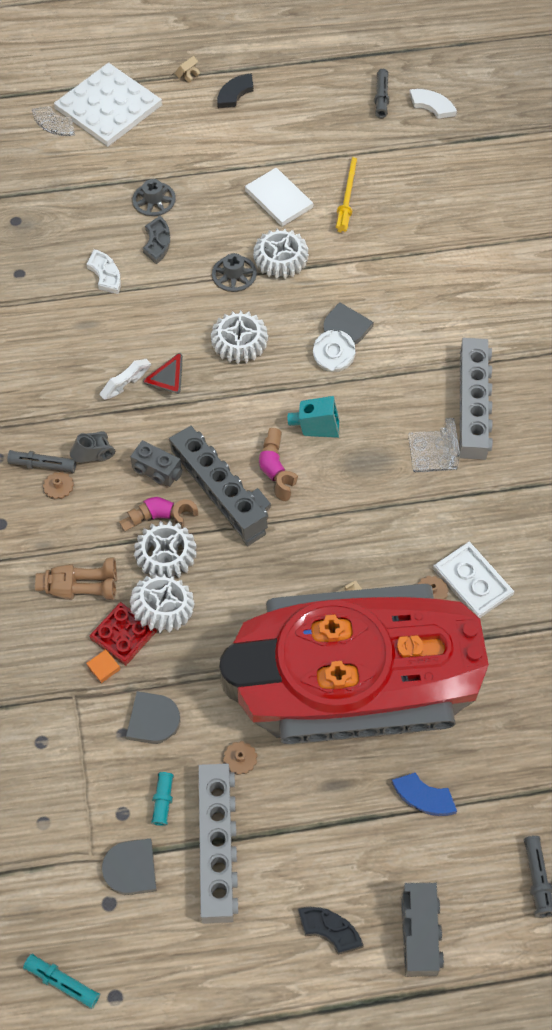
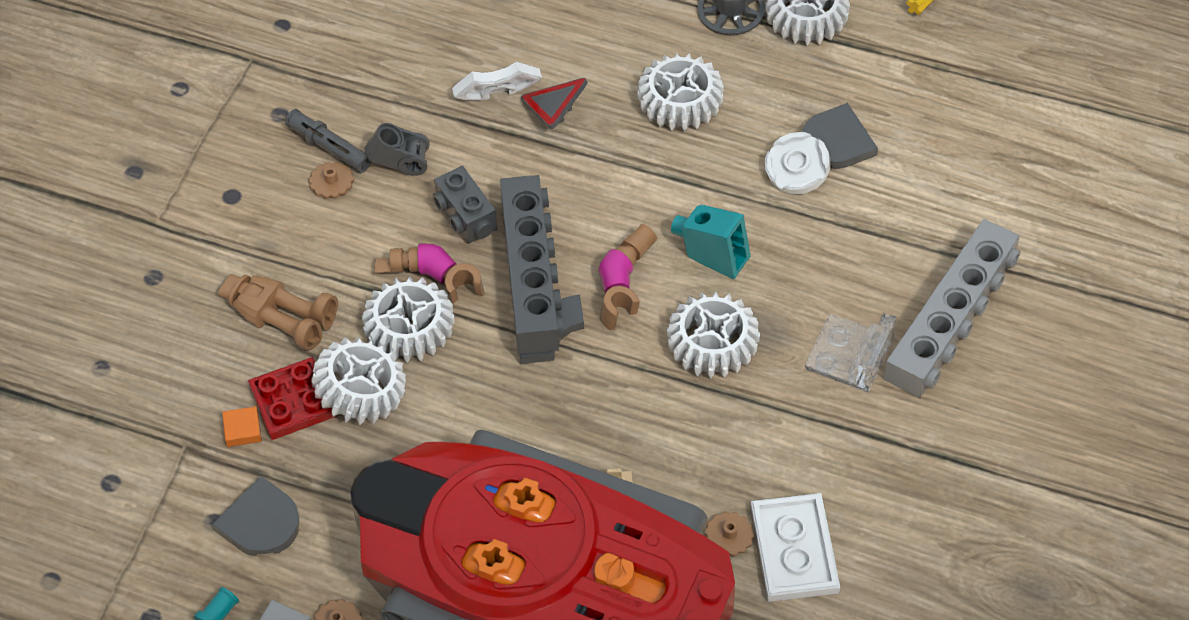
camera: 30 degrees right, 5 degrees down
(347, 469) = (710, 345): none -> white gear

